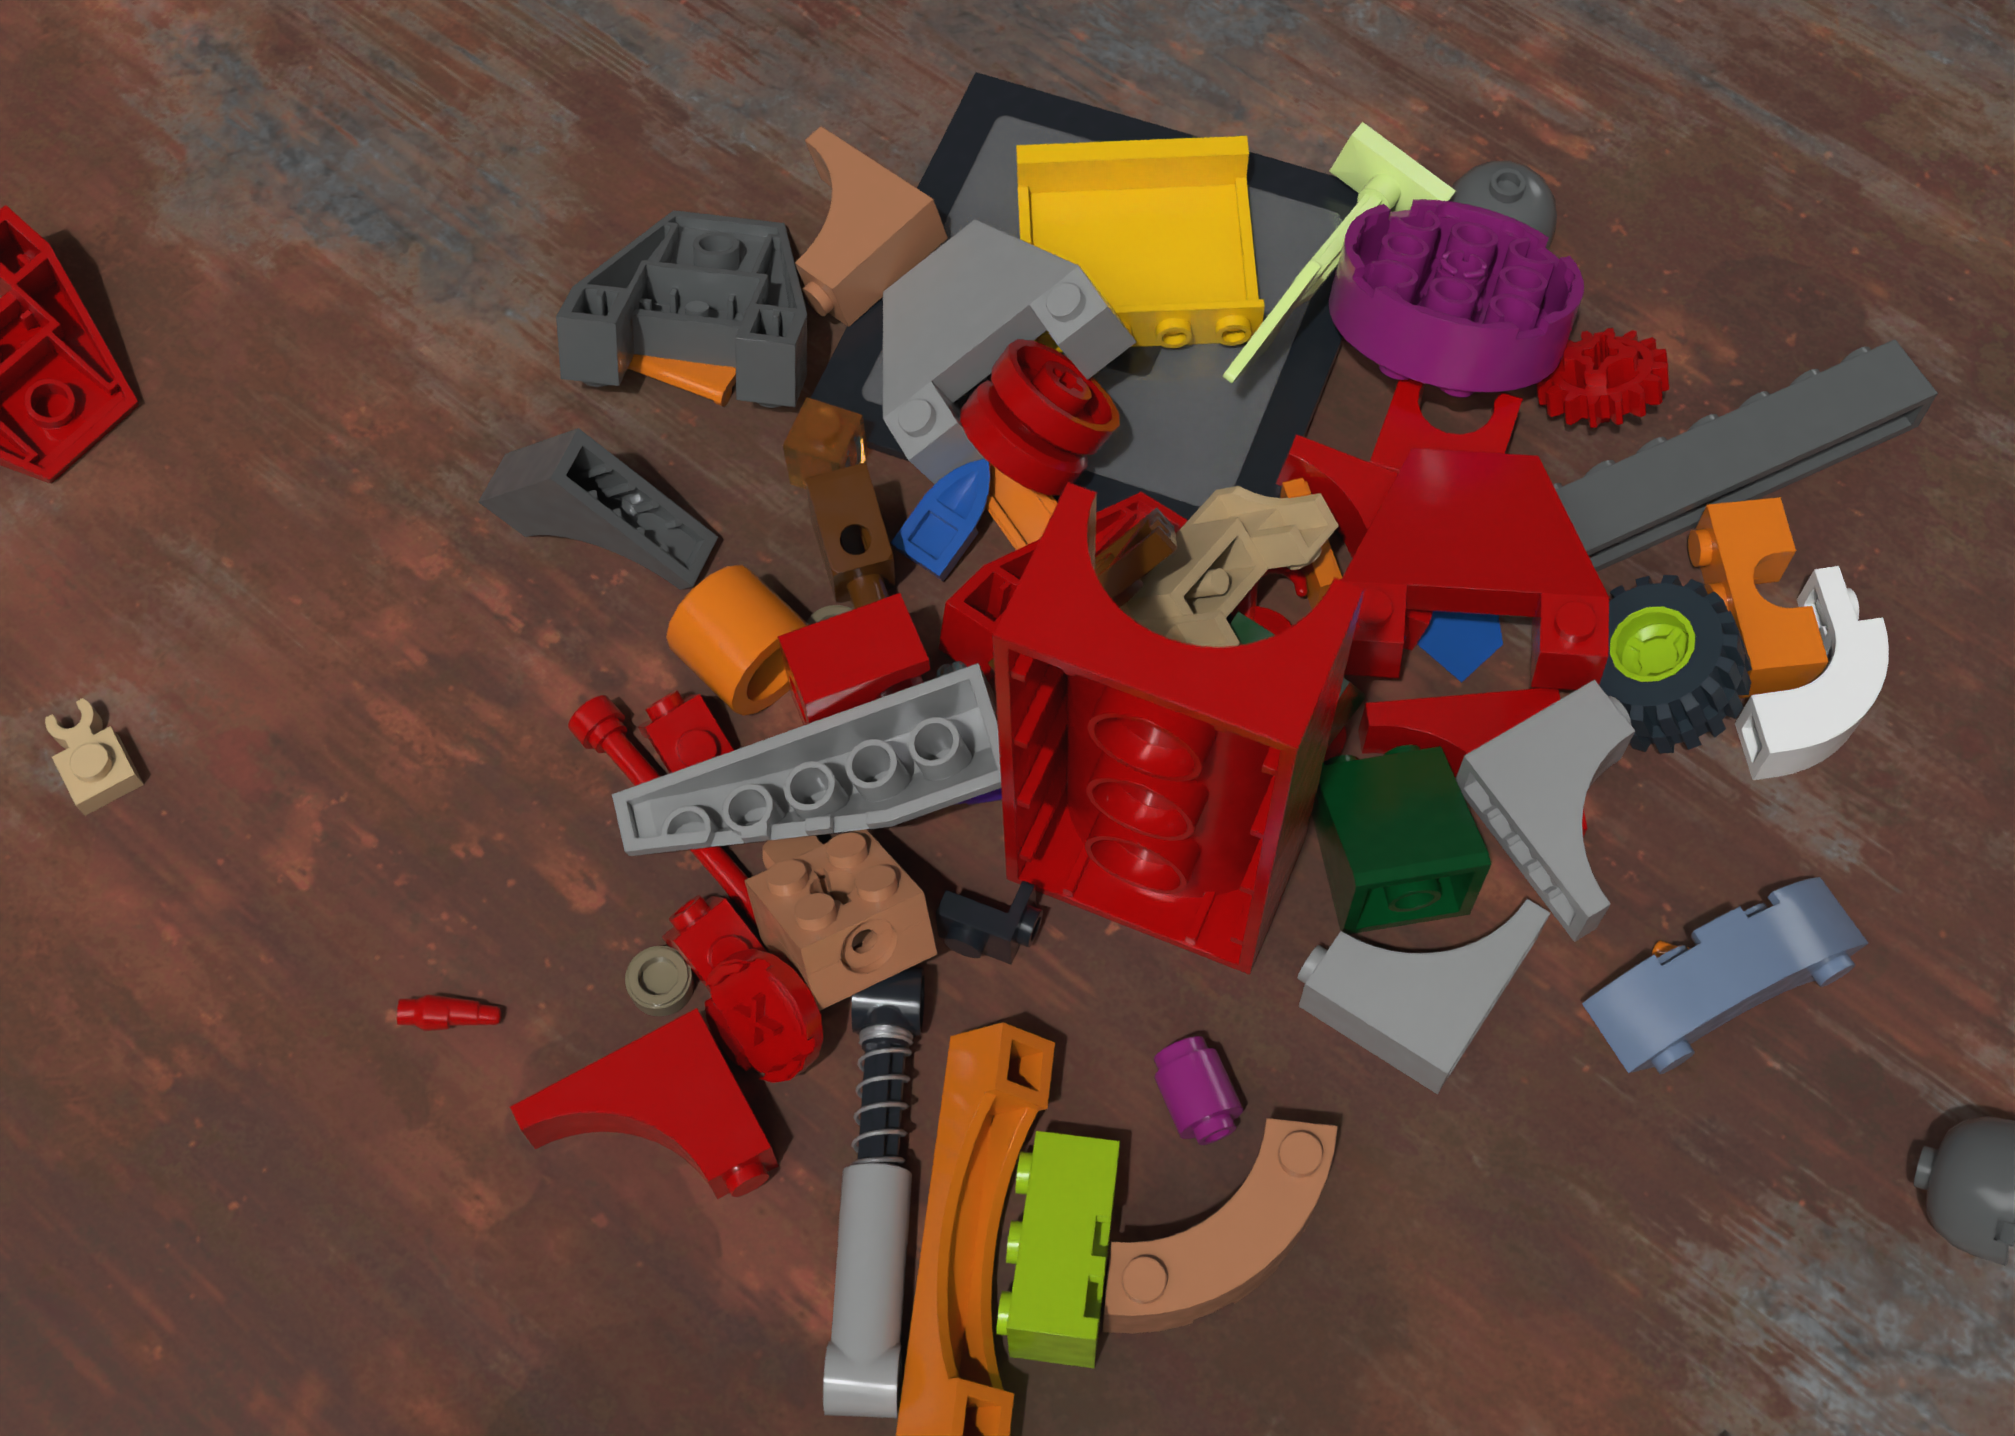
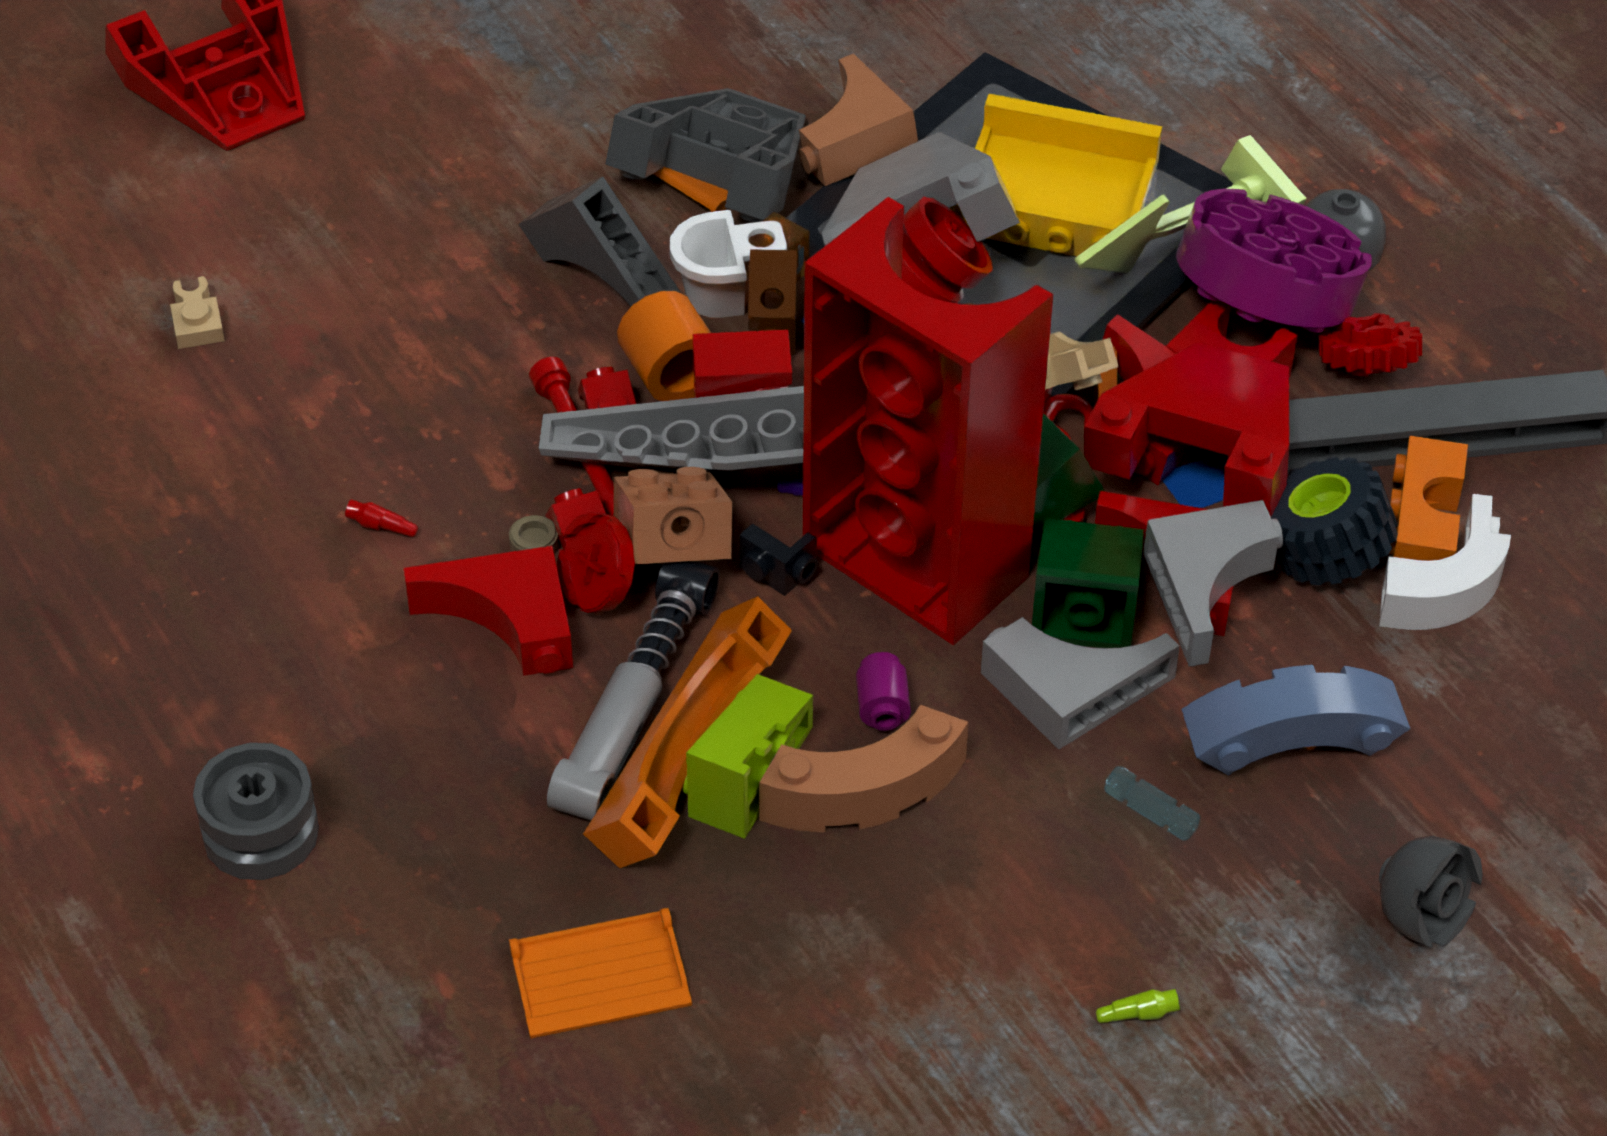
camera: 15 degrees right, 15 degrees down
(753, 486) = (712, 257): none -> white container
(1589, 1148) = (1152, 803): none -> clear light blue axle

